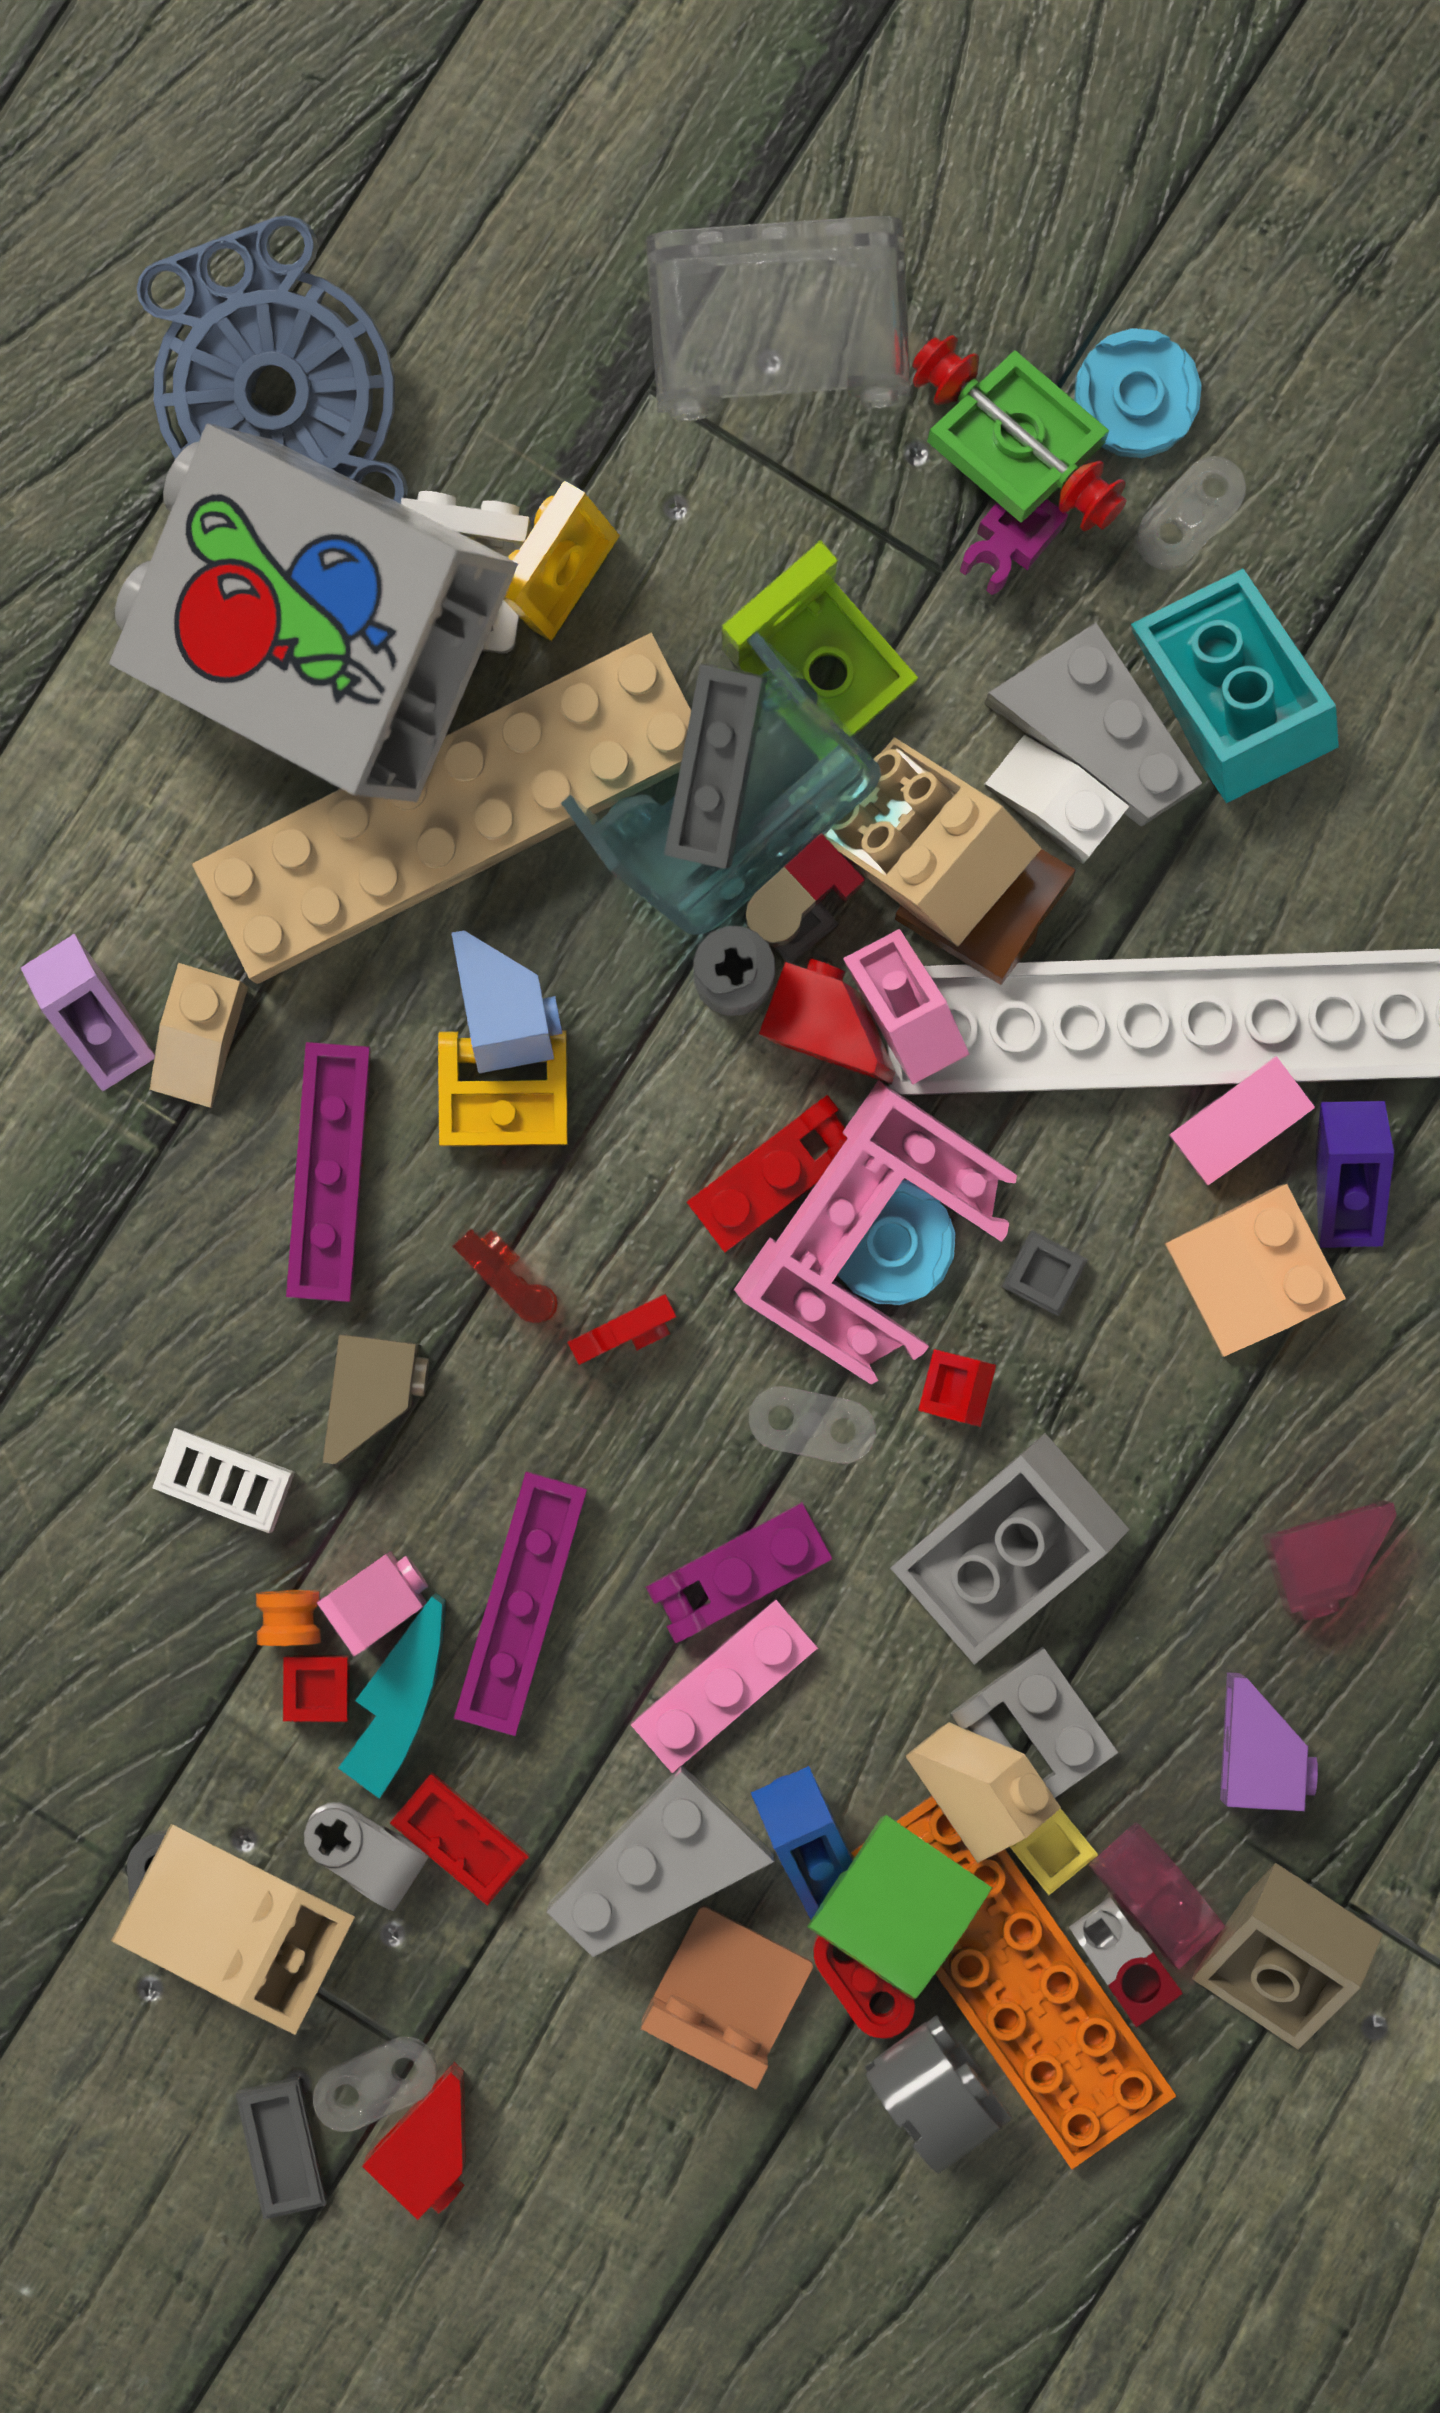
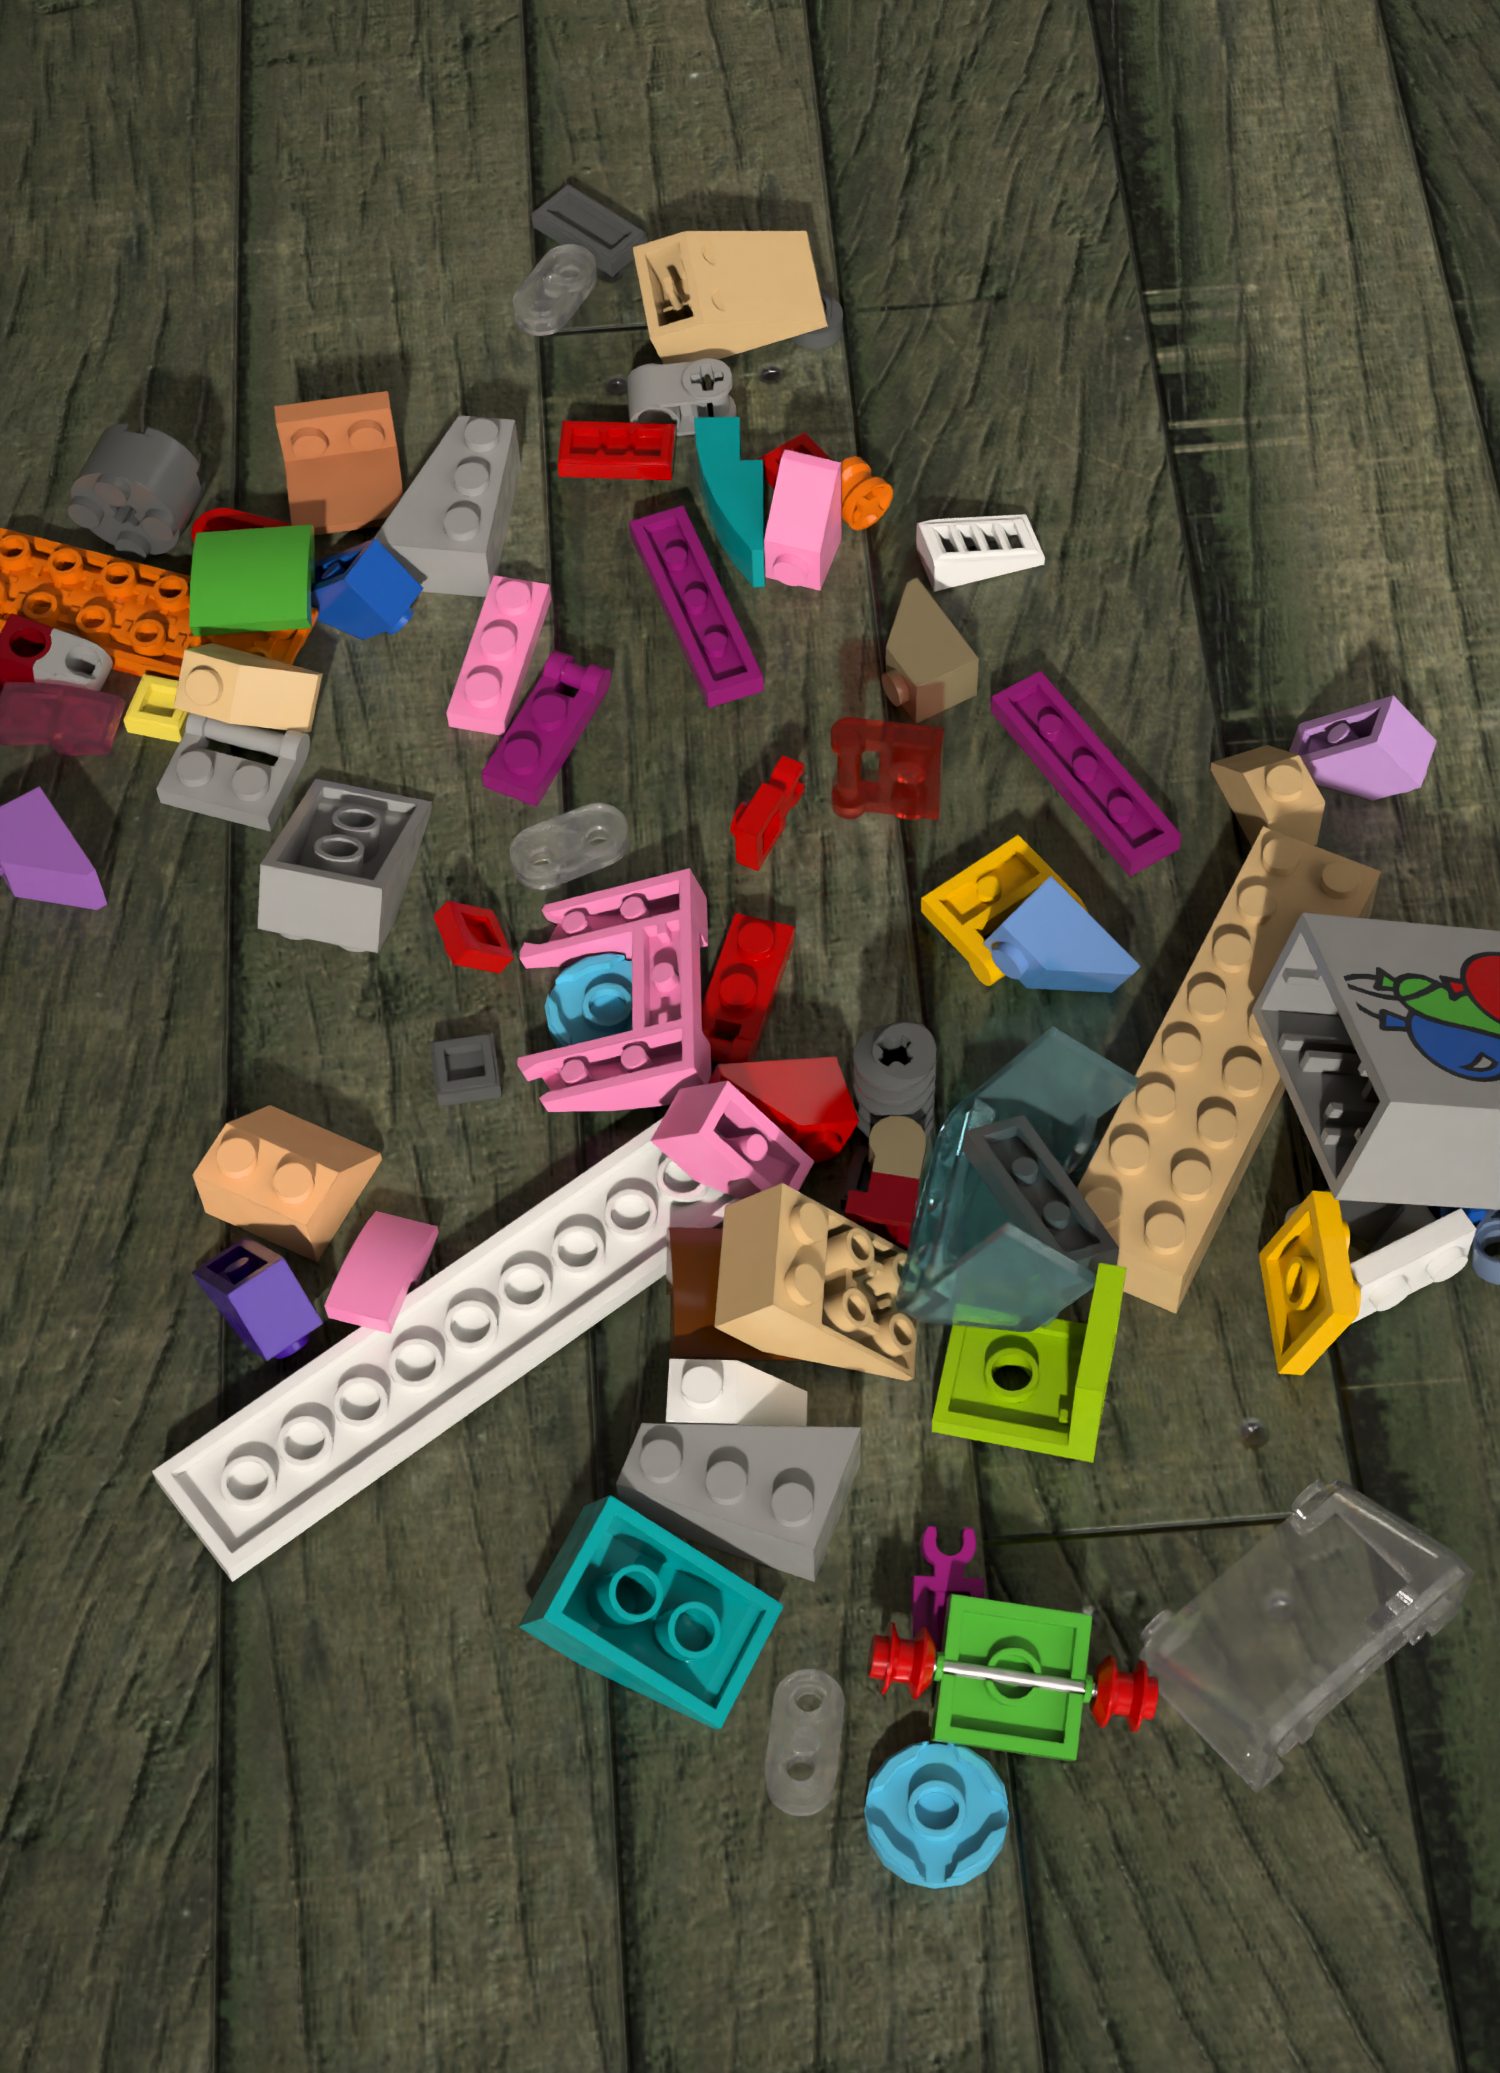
camera: 145 degrees right, 30 degrees down
(425, 2149) = (486, 271): red slope -> none
(1326, 1557) = (81, 1013): clear pink slope -> none

